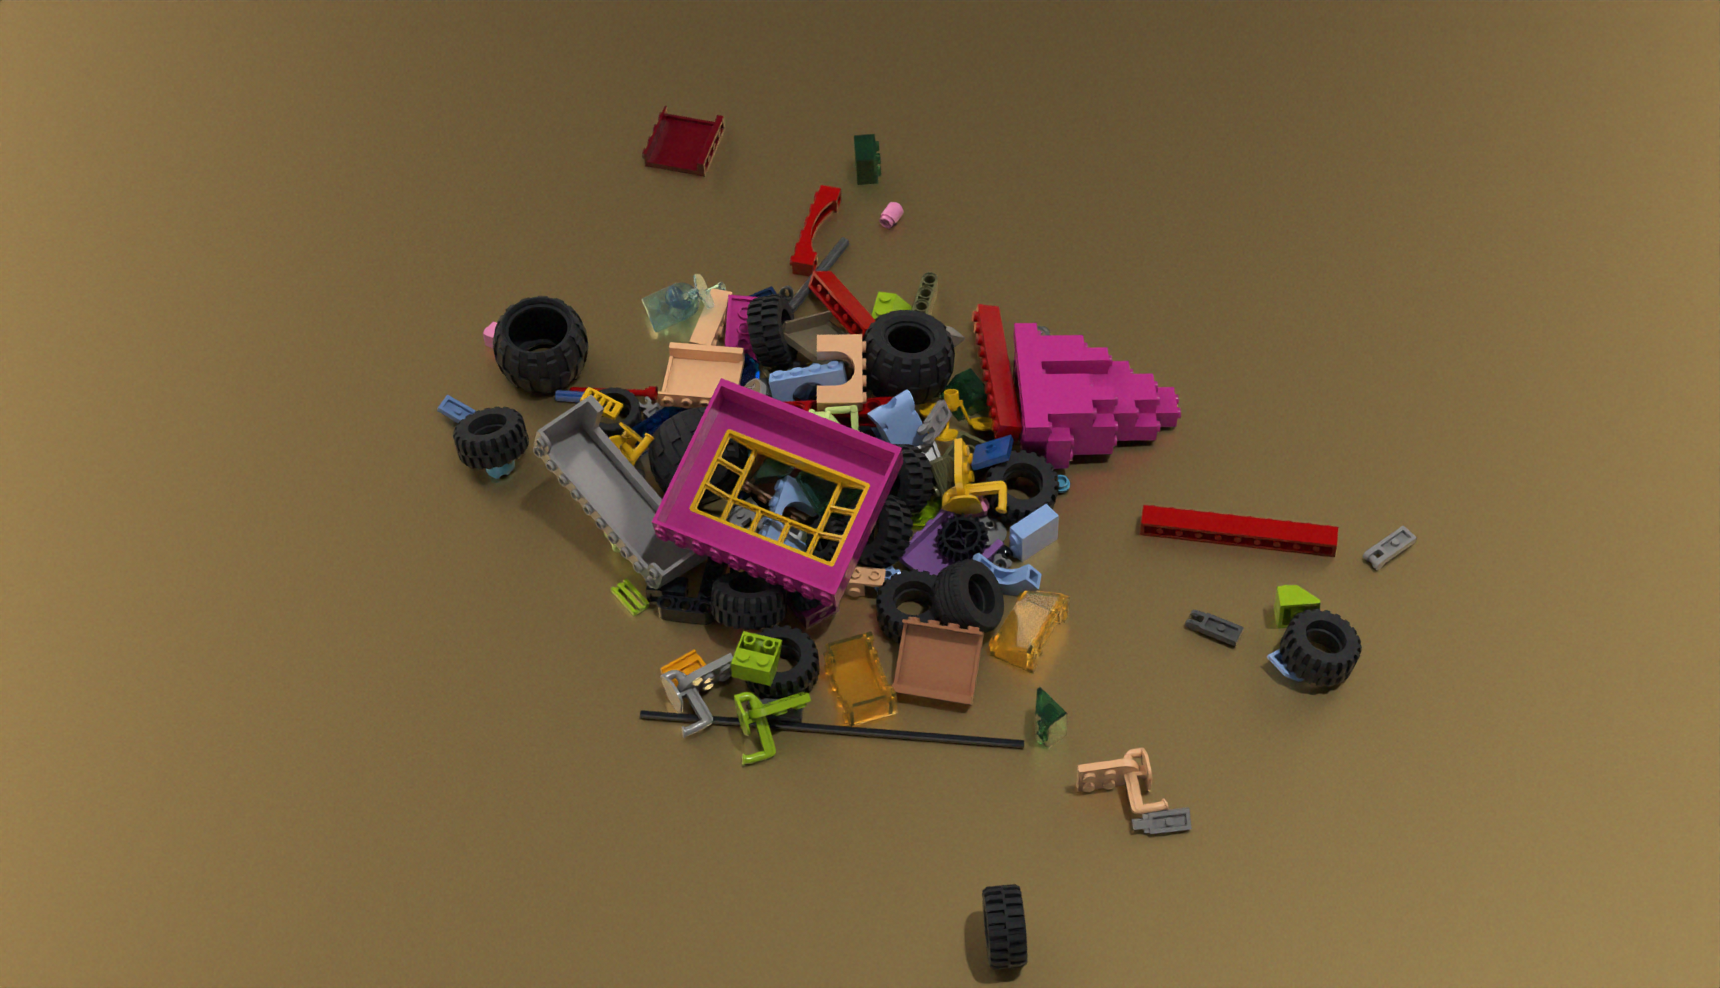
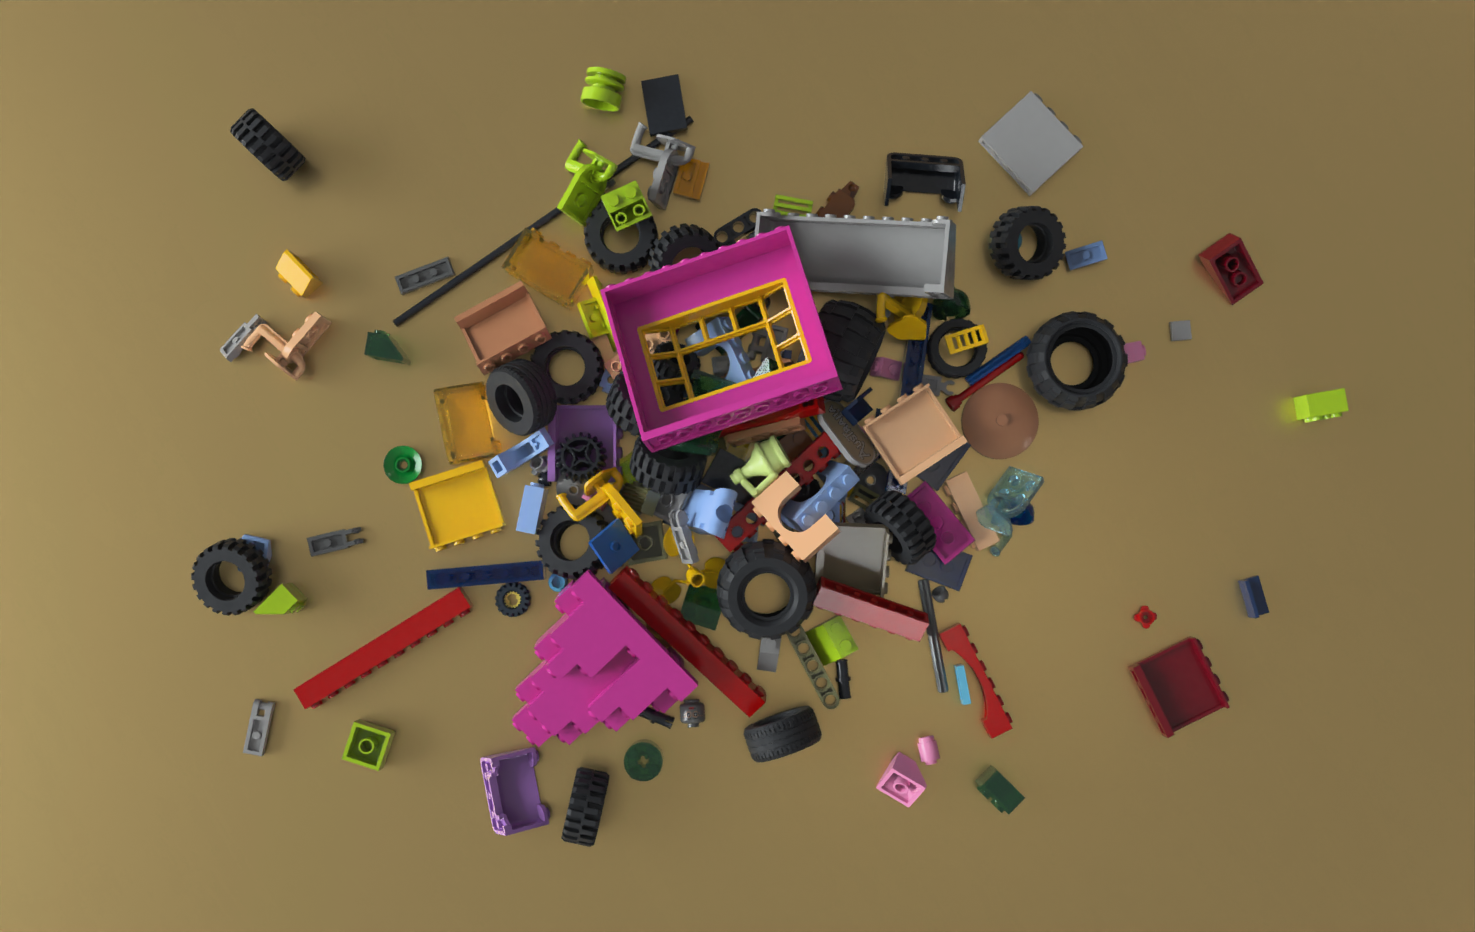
camera: 135 degrees right, 35 degrees up
(370, 338) = (1231, 268): none -> dark red slope
(410, 218) = (1321, 405): none -> lime brick
(413, 506) = (1030, 143): none -> light grey panel
(447, 328) = (1180, 330): none -> light grey tile
(505, 544) = (926, 175): none -> black windscreen
(579, 156) = (1253, 596): none -> dark blue panel
(600, 568) = (841, 202): none -> reddish brown hinge
(631, 361) = (1000, 421): none -> nougat dish
(651, 735) = (664, 105): none -> black tile
(662, 191) = (1151, 616): none -> red plate
(689, 773) = (603, 89): none -> lime wheel
(827, 233) = (962, 684): none -> medium azure tile
(854, 620) = (594, 313): none -> neon yellow bracket
(908, 290) = (843, 679): none -> black pin
(926, 210) = (902, 780): none -> bright pink slope
(966, 760) = (425, 275): none -> dark grey tile
(990, 258) = (782, 734): none -> black tyre
(1071, 828) = (298, 274): none -> yellow slope
(1094, 581) = (458, 505): none -> yellow panel
(1102, 487) = (503, 602): none -> black bush
(1103, 331) = (637, 769): none -> clear green brick
(1111, 519) = (485, 574): none -> clear blue brick
(1112, 632) = (393, 462): none -> green dish
(1170, 322) = (585, 807): none -> black tyre
(1225, 378) = (513, 791): none -> medium lavender windscreen
(1307, 475) = (368, 745): none -> lime brick

